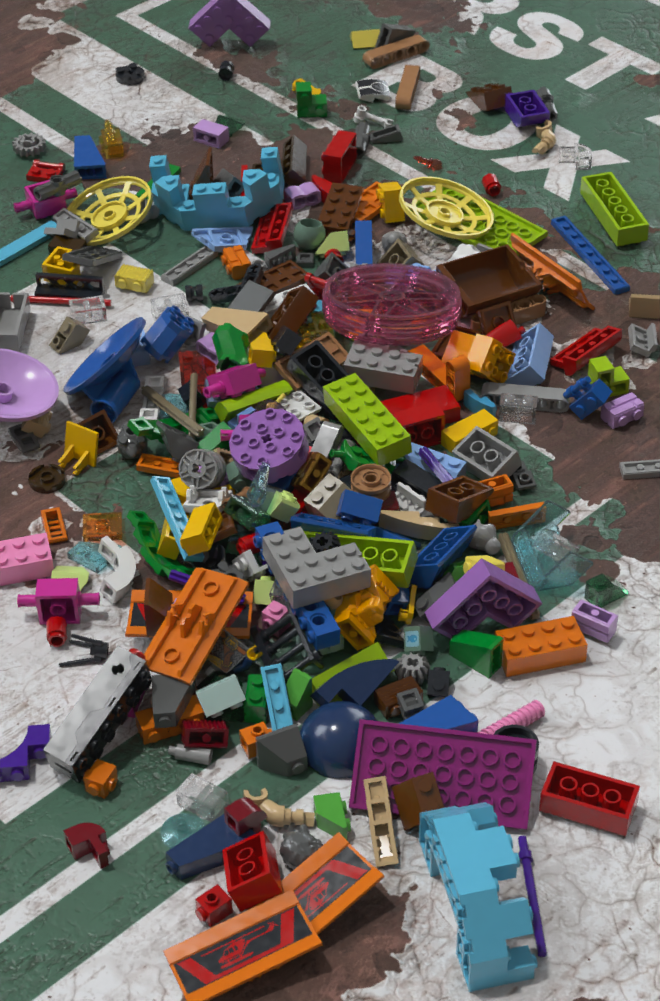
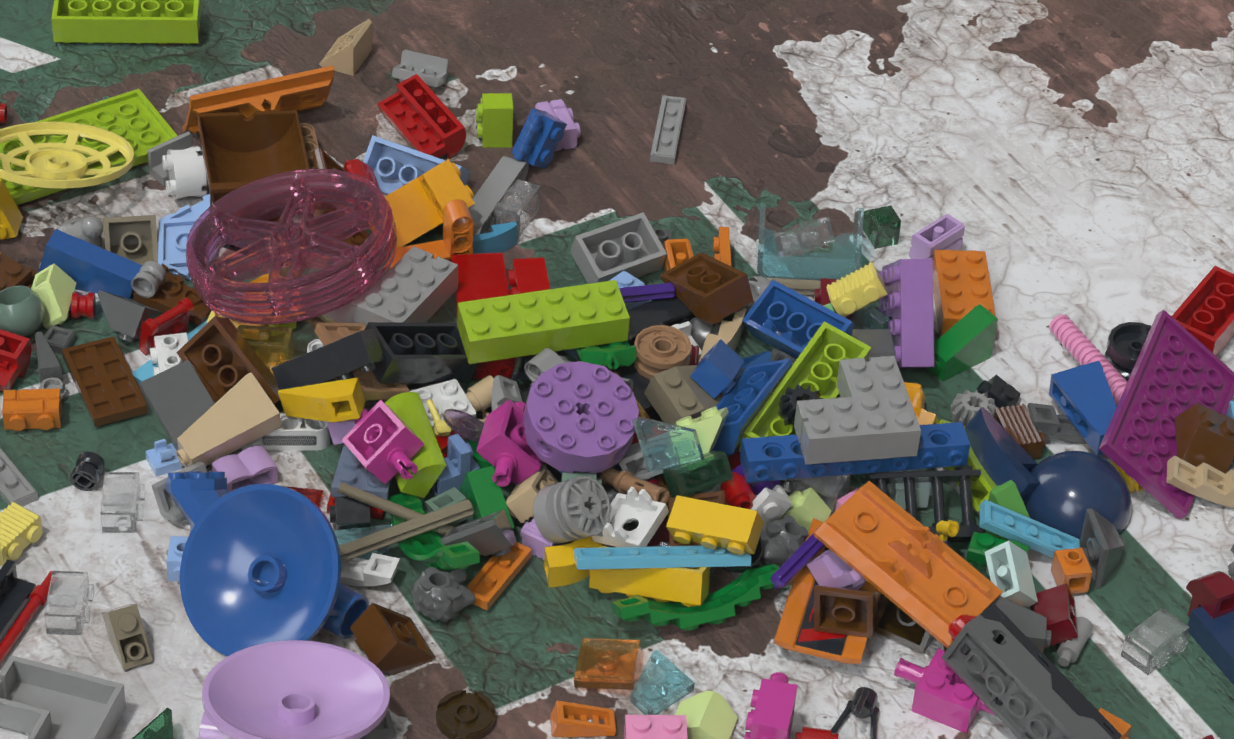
camera: 80 degrees left, 0 degrees up
(79, 444) = (428, 650): yellow plate -> none
(118, 583) = (718, 649): white arch -> none
(173, 831) = (1195, 676): clear light blue dish -> none
(228, 294) = (117, 408): black beam -> none
(230, 346) = (297, 441): green brick -> none
(279, 815) = (1168, 589): tan piece -> none
(331, 813) = (1200, 530): bright green slope -> none
(418, 639) = (937, 389): sand green brick -> none
(457, 432) = (540, 243): yellow brick -> none
(590, 255) = (201, 70): blue tile -> none

